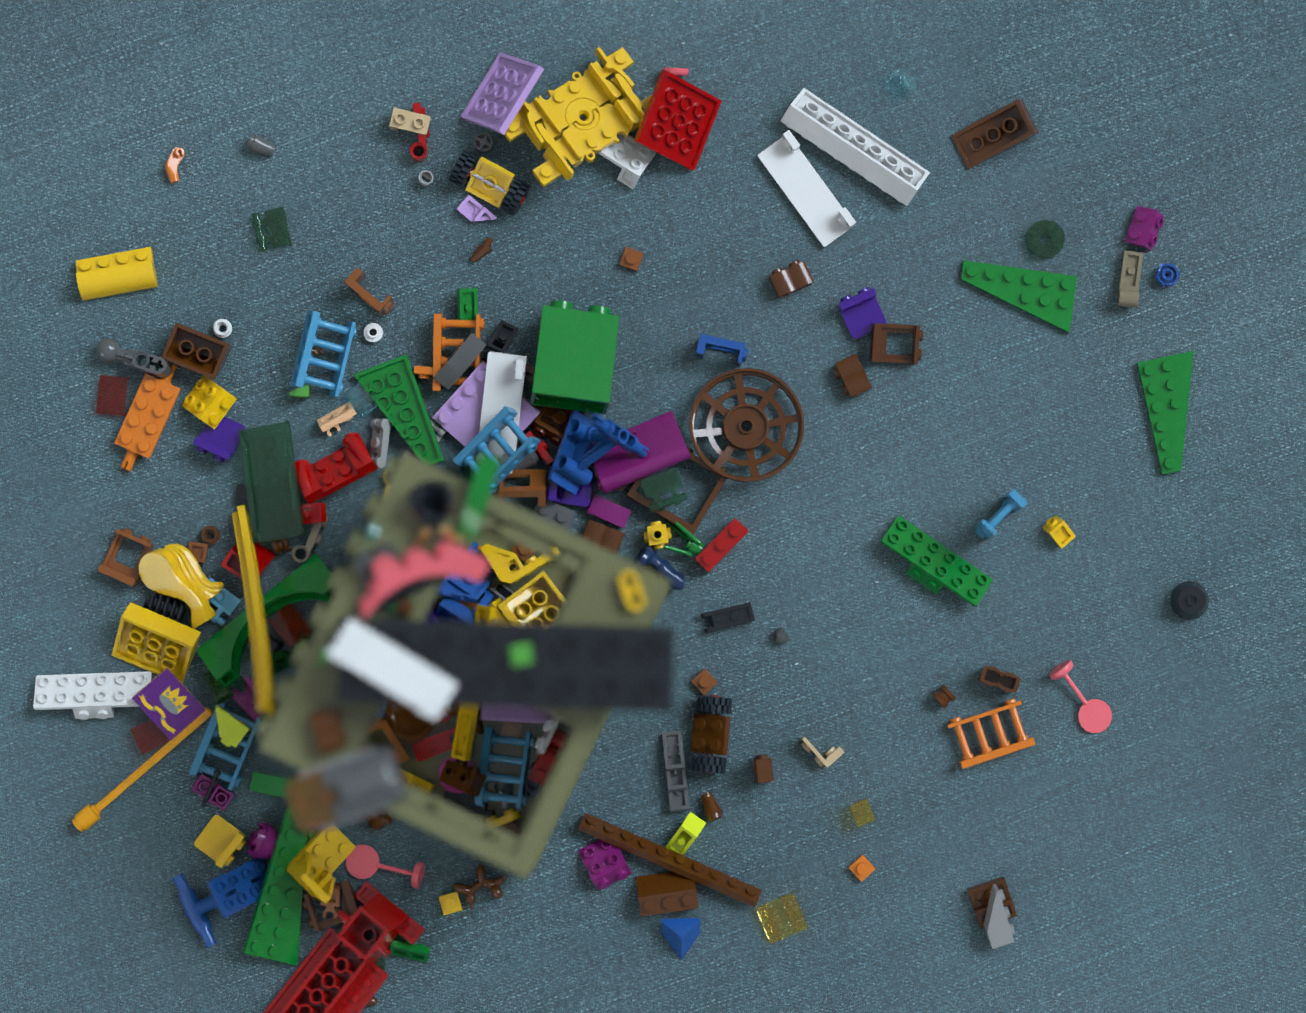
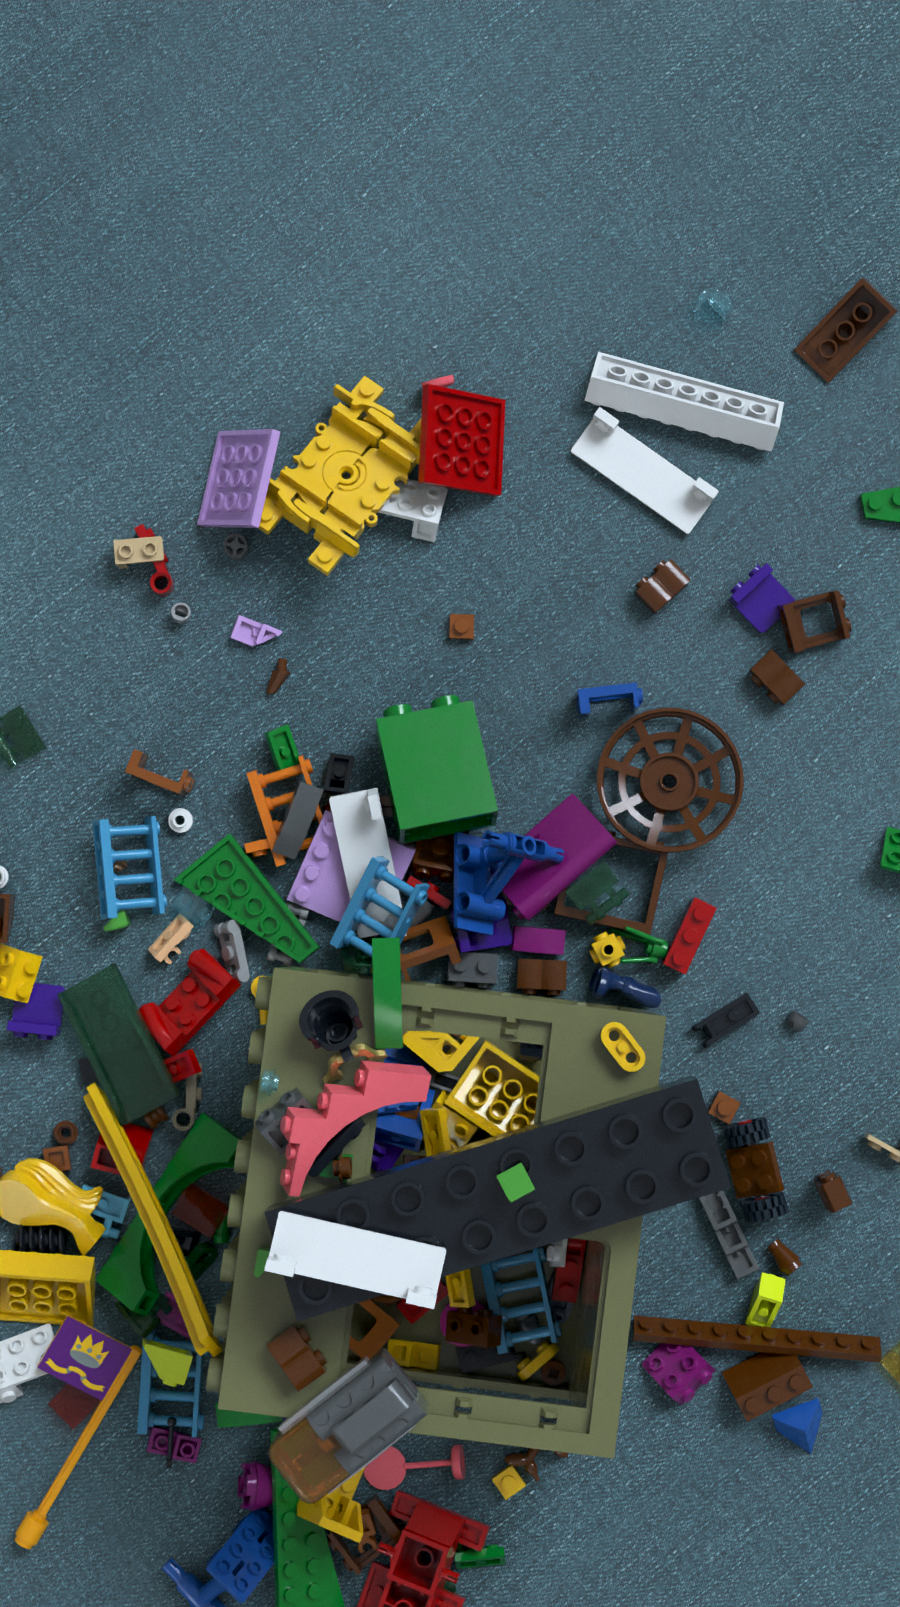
camera: 15 degrees left, 0 degrees up
(220, 841) = (204, 1502): yellow bracket -> none
(489, 182) = (259, 591): plate -> none

